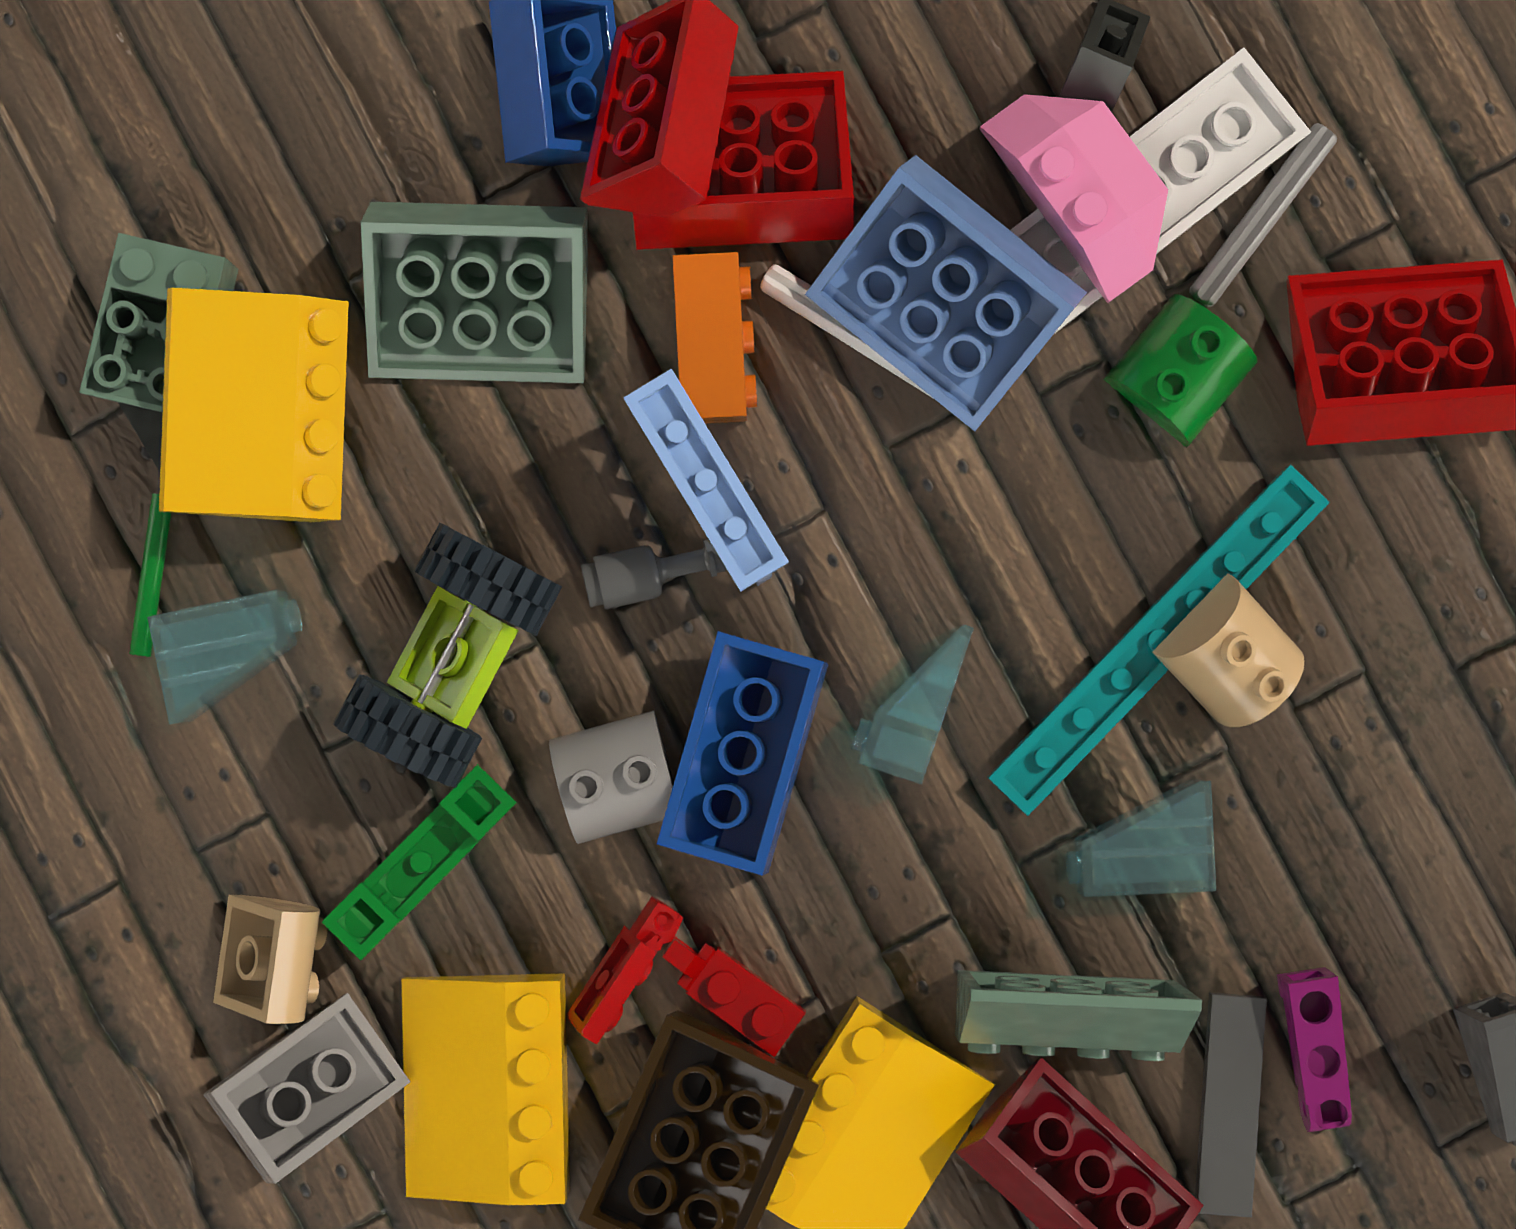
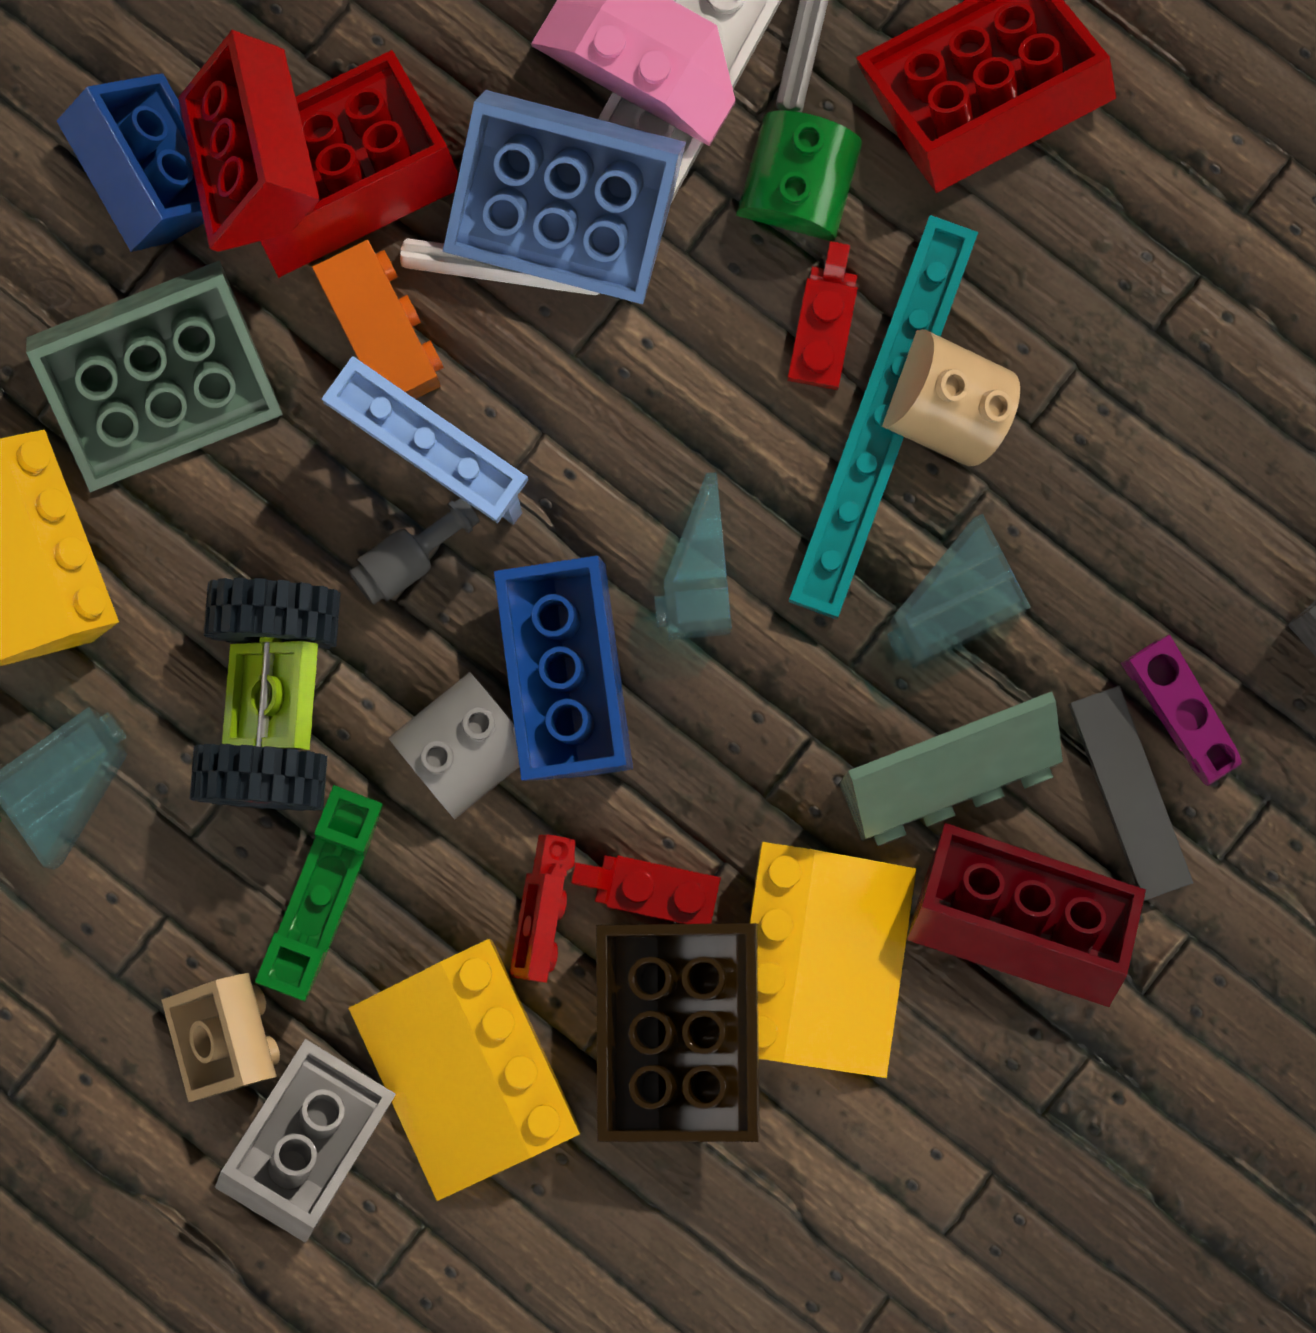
camera: 25 degrees left, 5 degrees down
(1142, 522) = (824, 322): none -> red hinge

